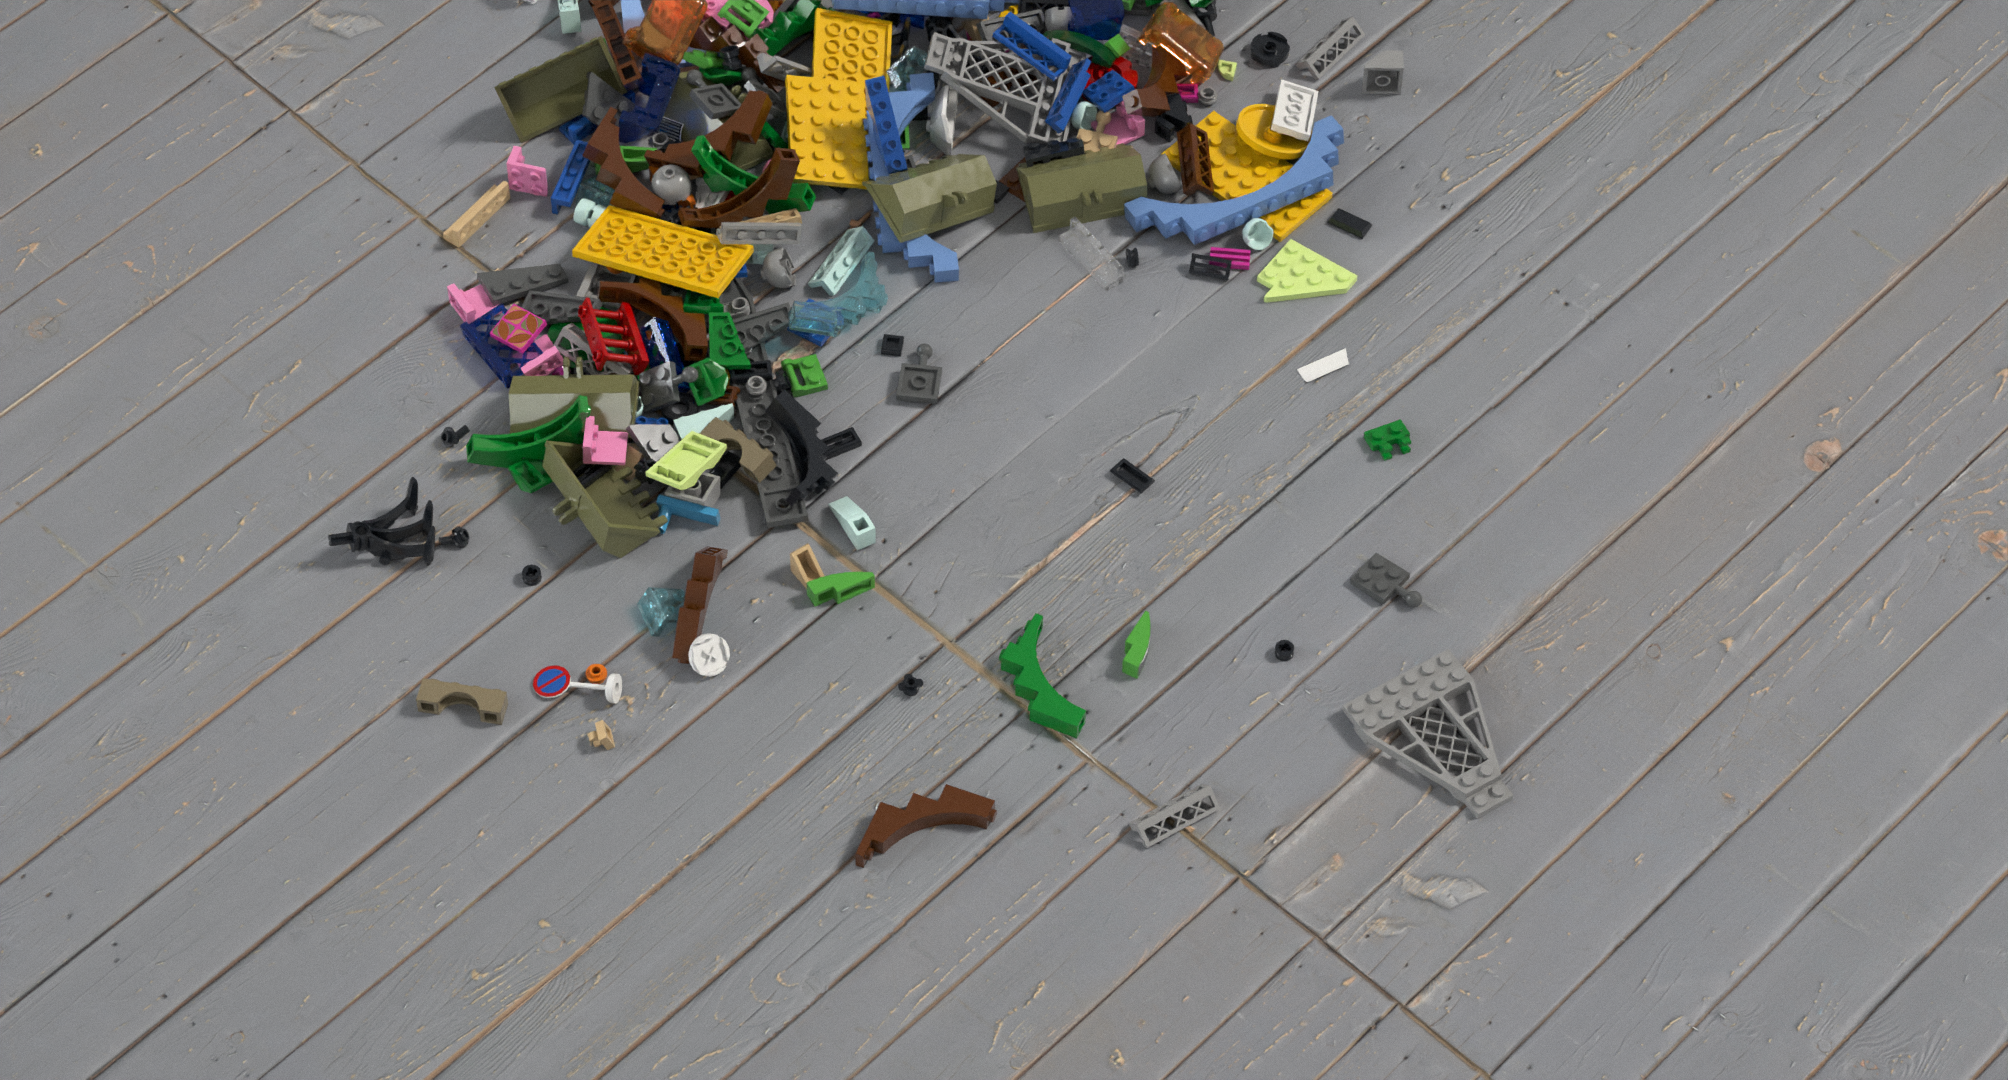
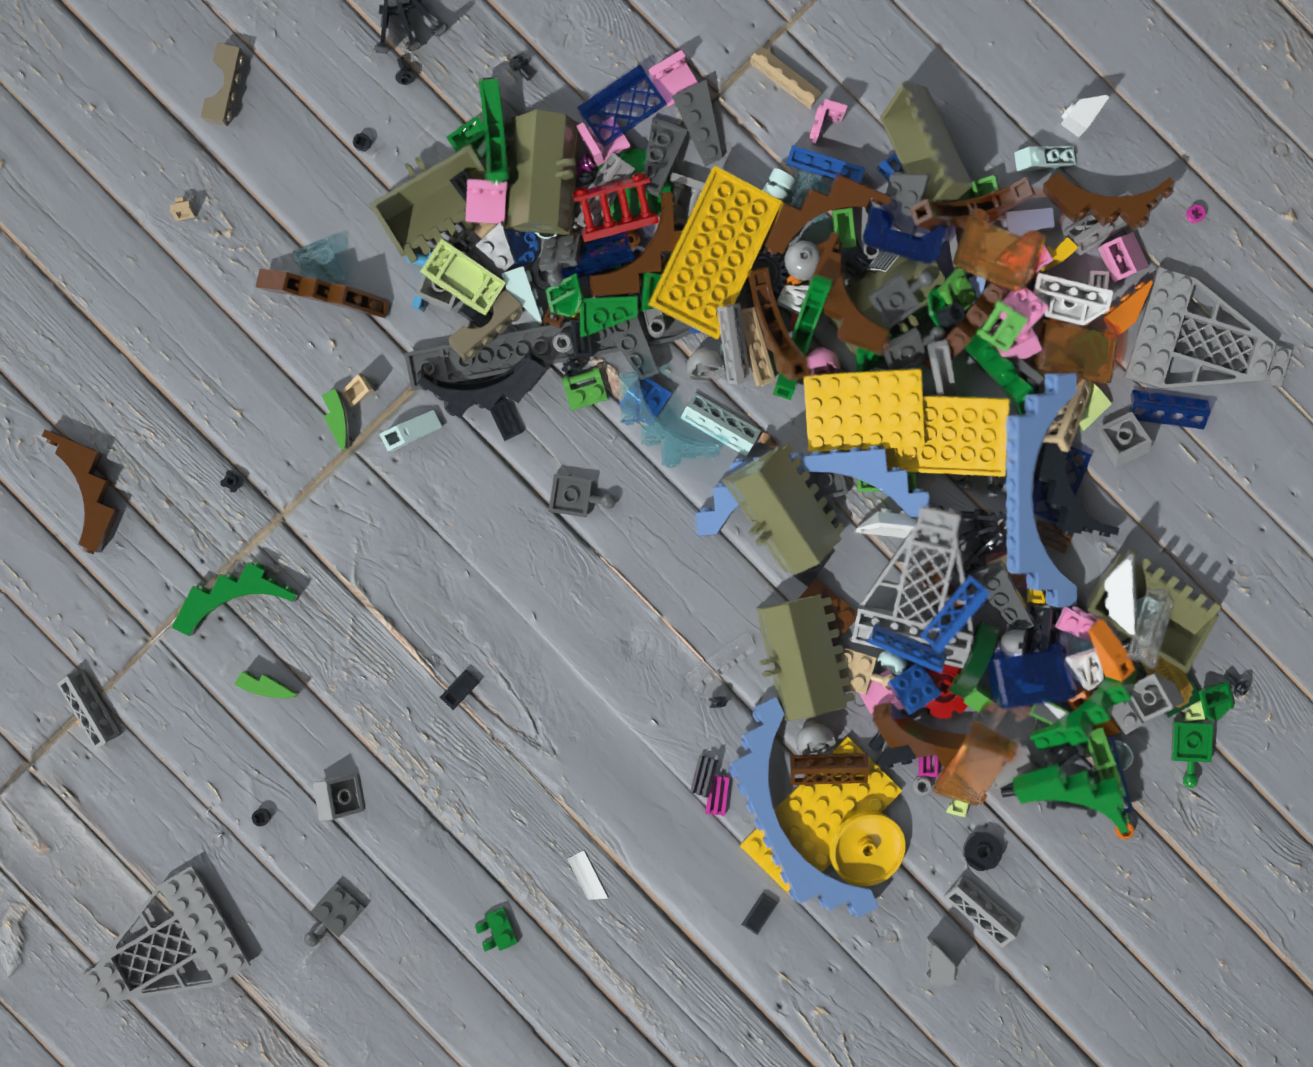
camera: 90 degrees right, 35 degrees up
(518, 328) = (632, 119): tile -> none
(555, 680) = (245, 165): piece -> none
(596, 678) = (251, 208): orange plate -> none
(709, 654) = (260, 301): white tile -> none
(884, 124) = (847, 466): blue slope -> none
(892, 345) = (619, 471): black tile -> none
(910, 63) = (940, 490): clear light blue bracket -> none
(1047, 151) = (841, 628): black wing -> none
(1256, 579) = (338, 797): none -> light grey slope
(1257, 234) = (740, 823): light aqua hair -> none
(1294, 110) = (893, 870): white plate -> none
(1303, 274) = (696, 864): yellowish green wing -> none

